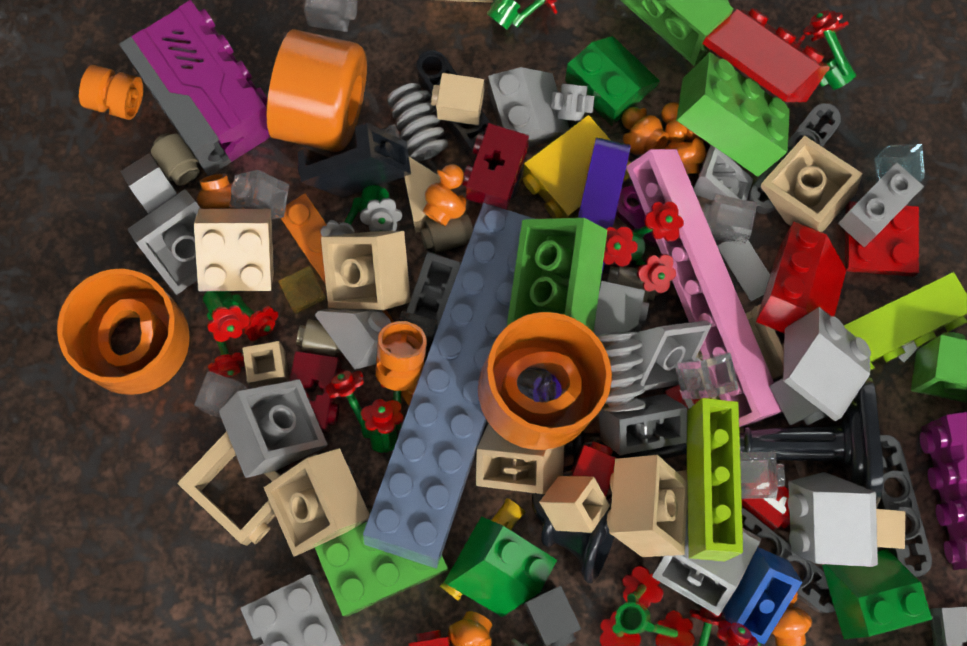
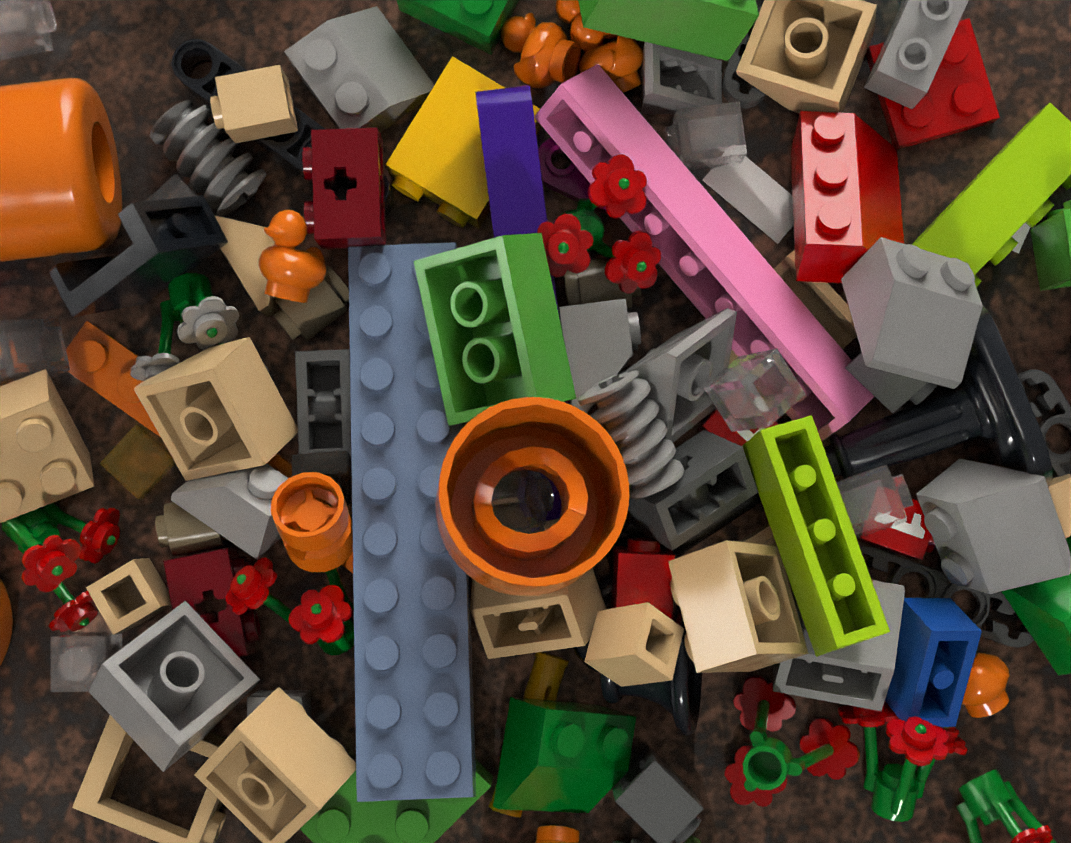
camera: 15 degrees left, 10 degrees up
(572, 102) = (422, 44): light grey gear -> none

